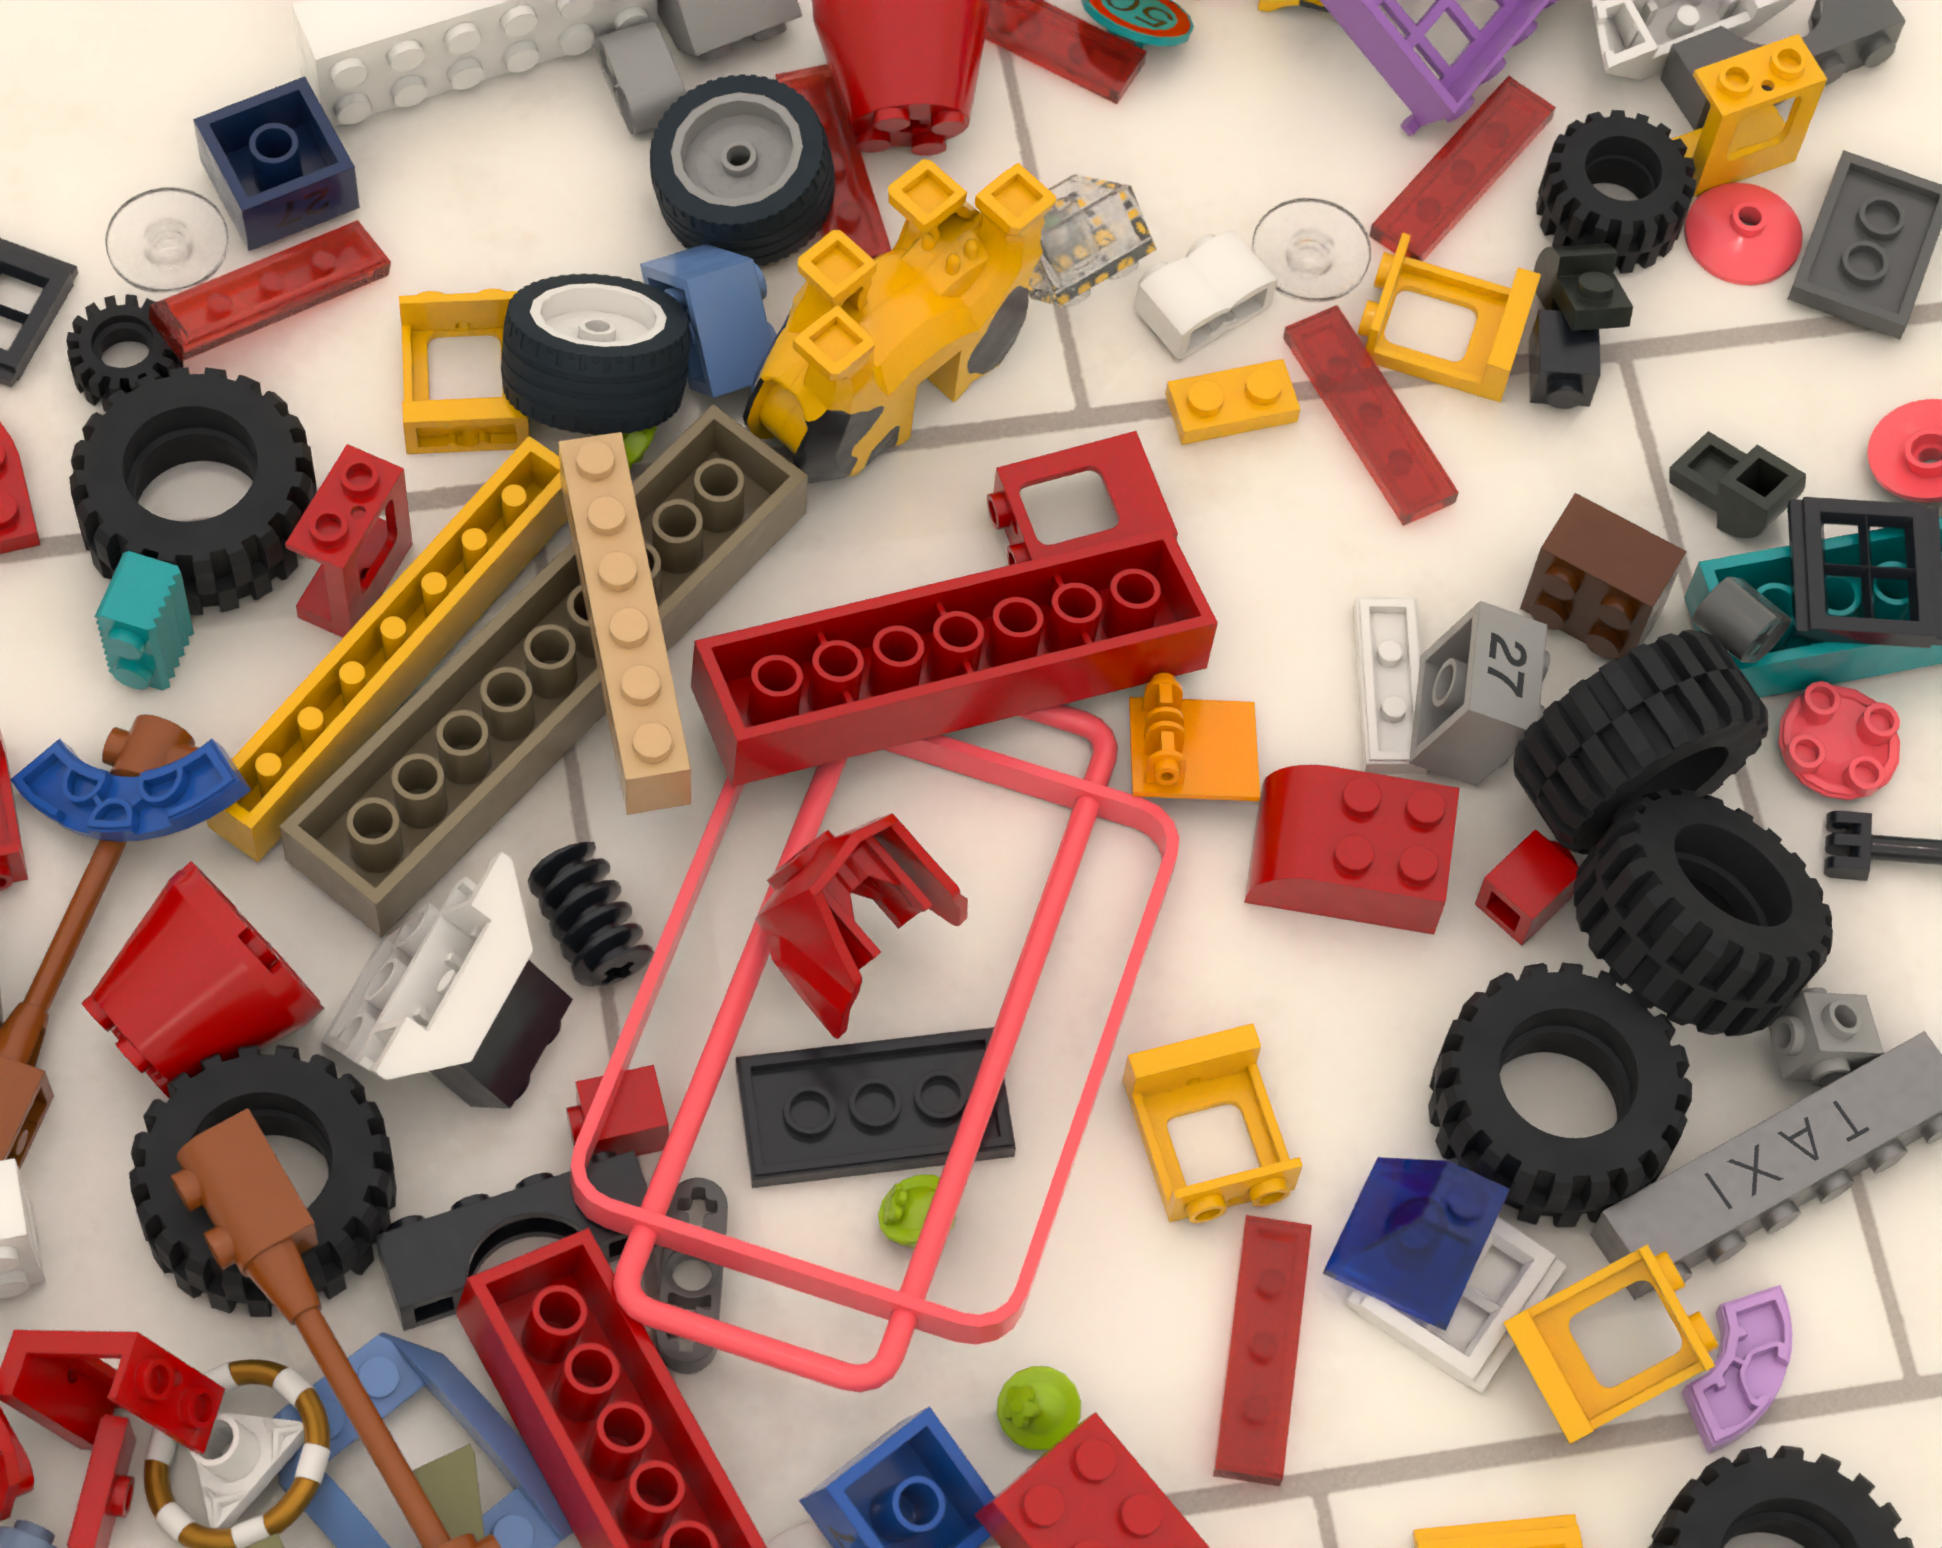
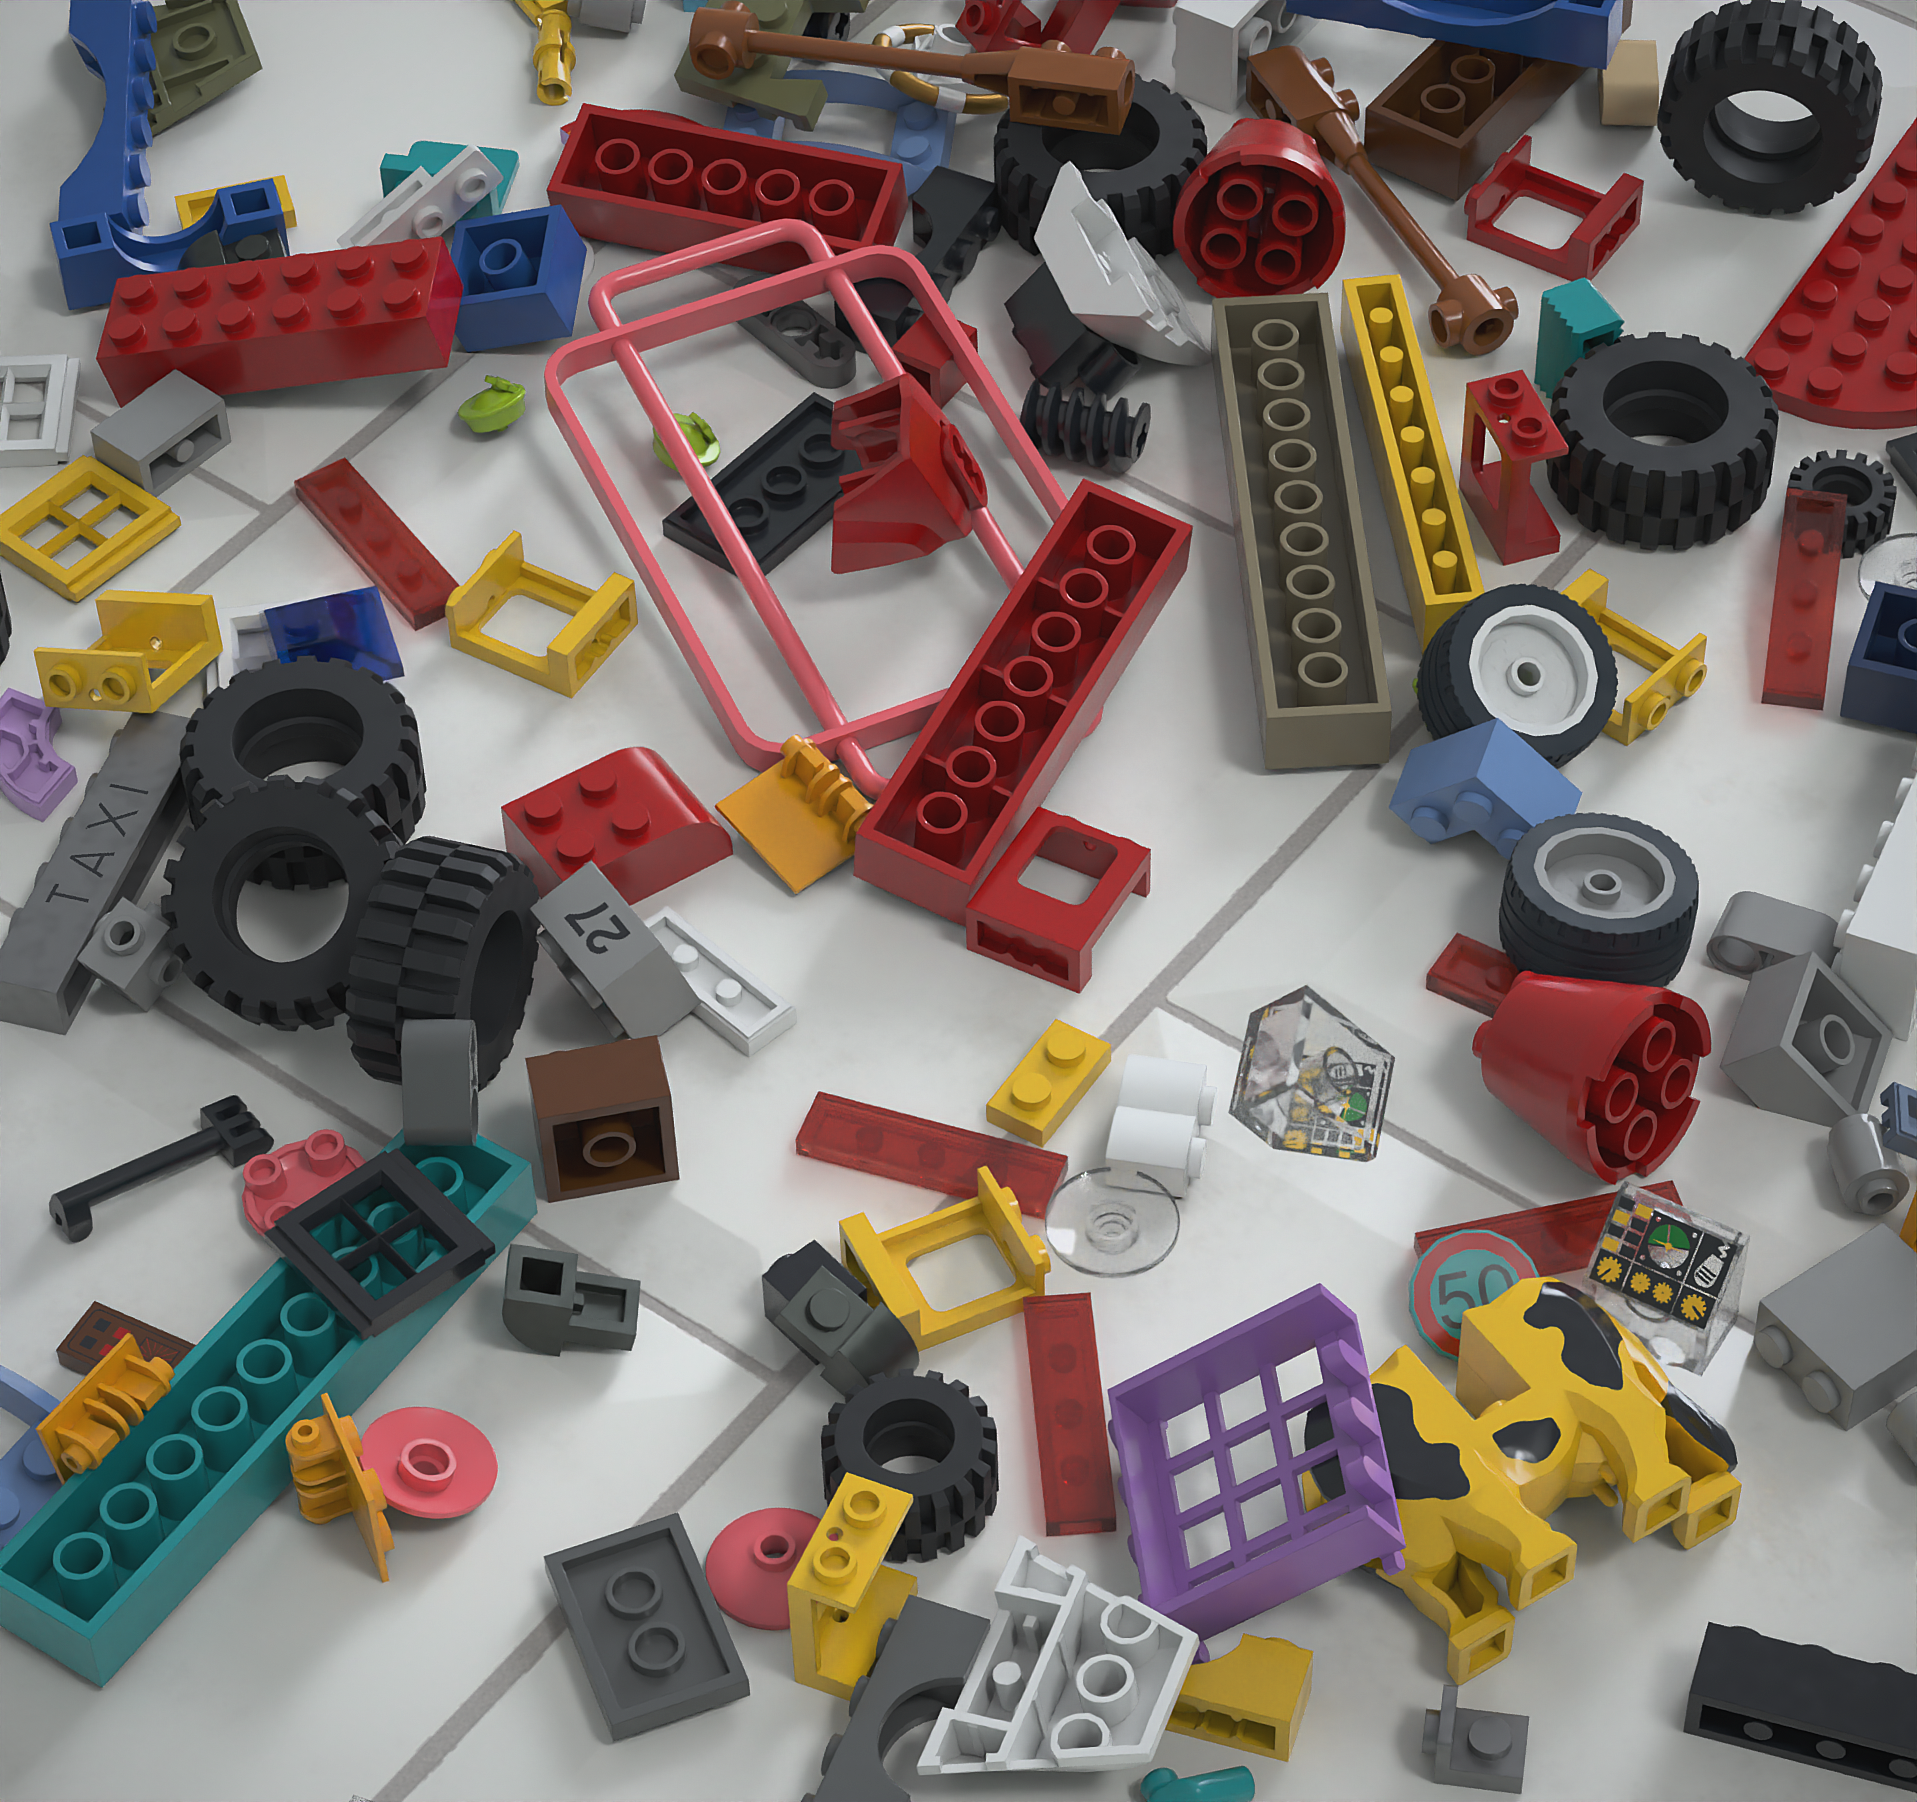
camera: 145 degrees right, 15 degrees down
(130, 807) = (1439, 257): blue tile -> none
(624, 624) = (1260, 509): tan brick -> none
(879, 325) = (1324, 820): yellow animal -> none

